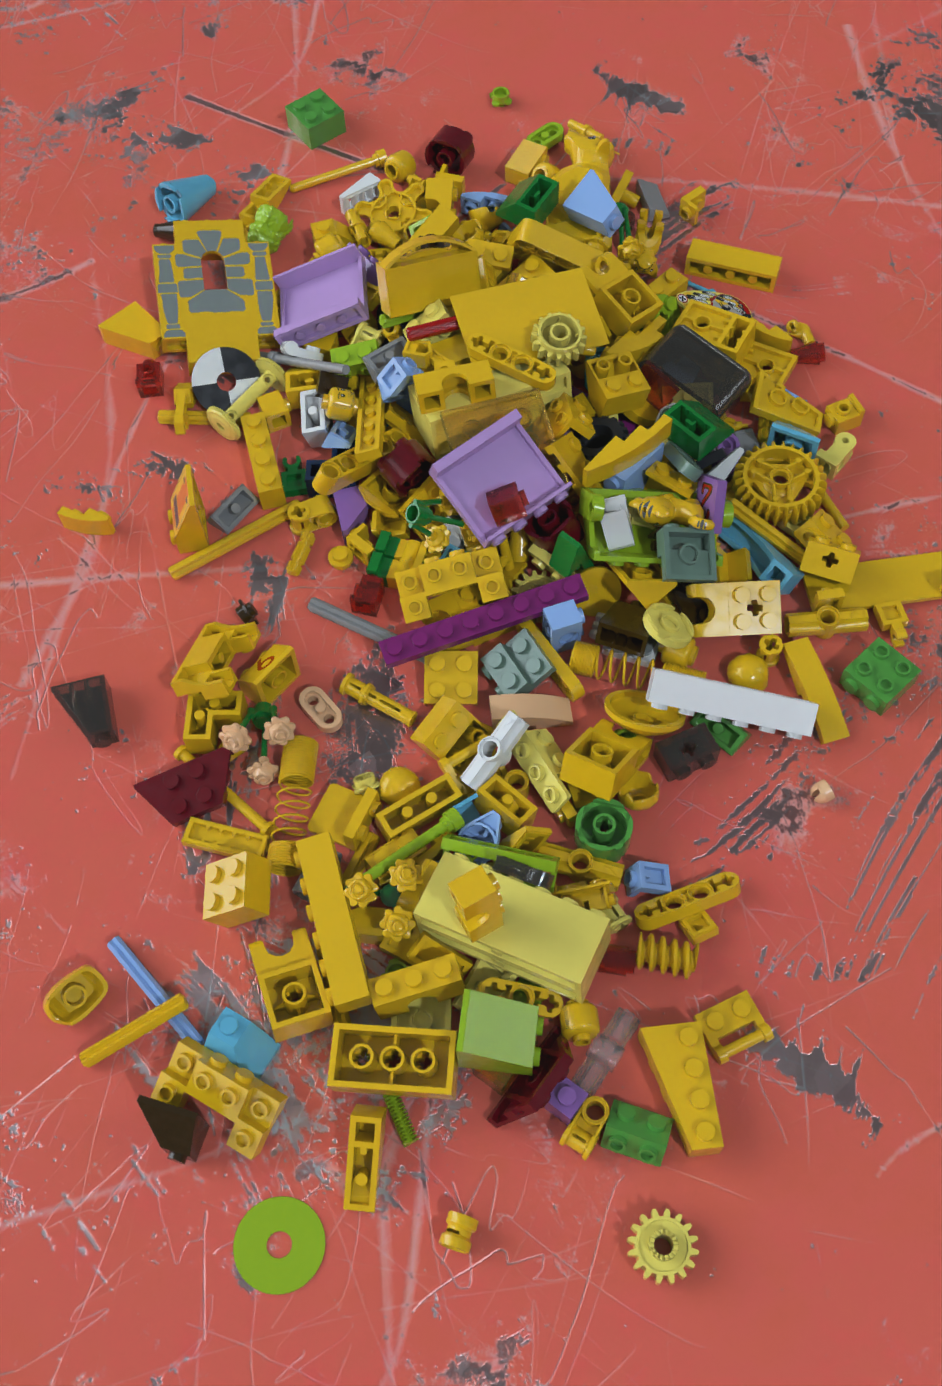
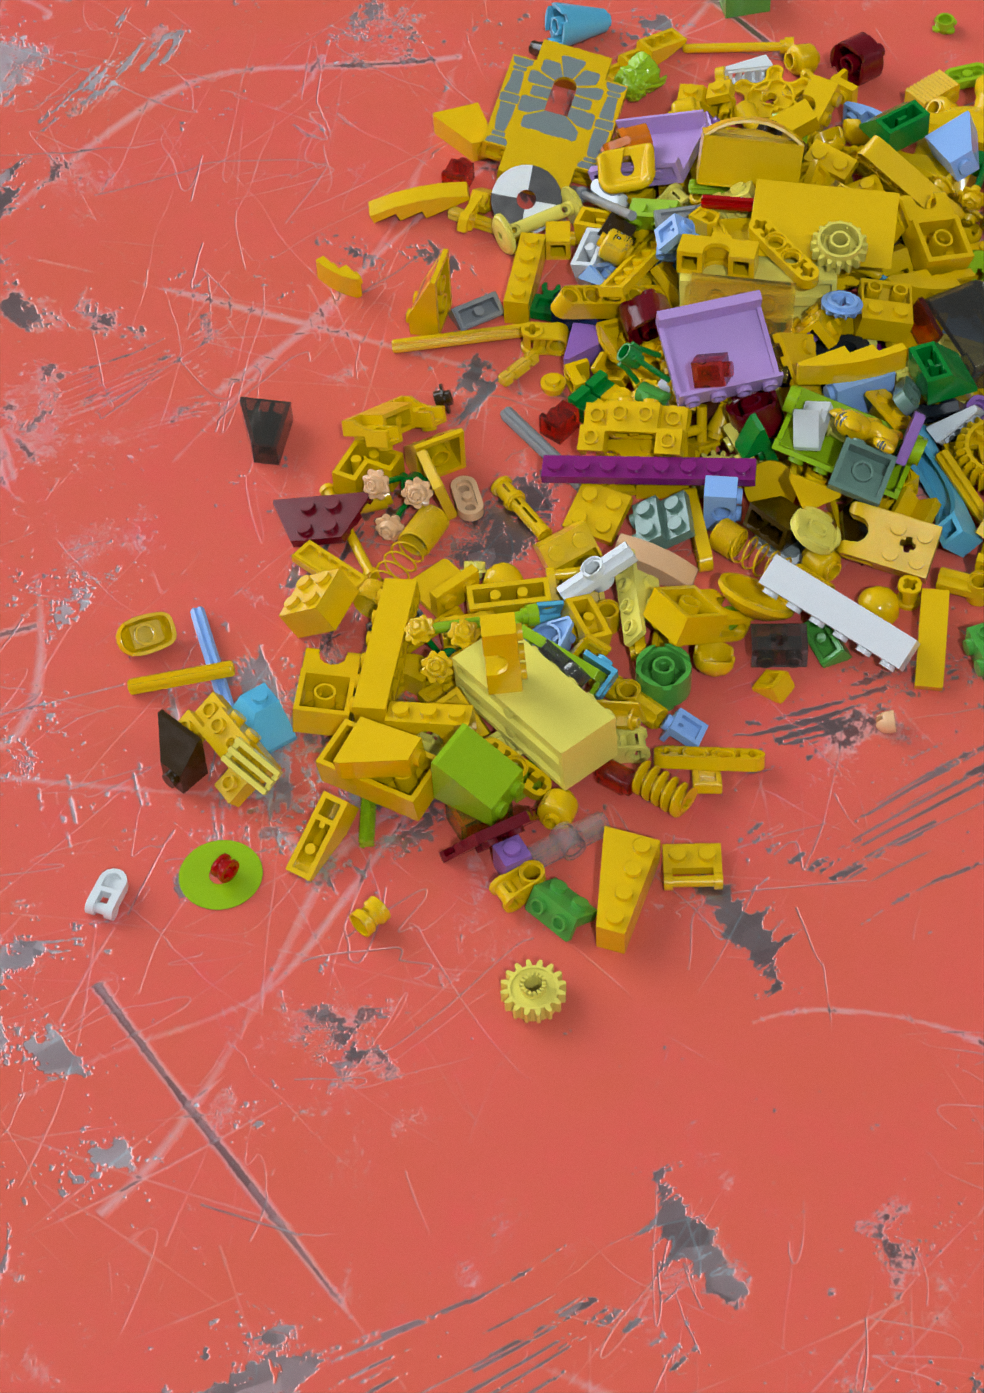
camera: 25 degrees right, 10 degrees down
(131, 412) = (427, 199): none -> yellow slope
(172, 1317) = (111, 885): none -> white plate
(258, 1120) = (233, 751): none -> light yellow tile
(284, 1242) = (225, 868): none -> red bush
(291, 711) = (437, 484): none -> yellow tile
(296, 325) = (610, 166): none -> yellow piece
(298, 294) = (628, 137): none -> orange piece
(349, 218) = (720, 90): none -> yellow plate
(392, 1054) = (378, 752): none -> yellow slope
(450, 542) = (648, 390): none -> bright green piece
(554, 850) = (605, 665): none -> medium azure bracket
(593, 390) = (833, 302): none -> light blue gear
(700, 793) = (774, 685): none -> yellow slope

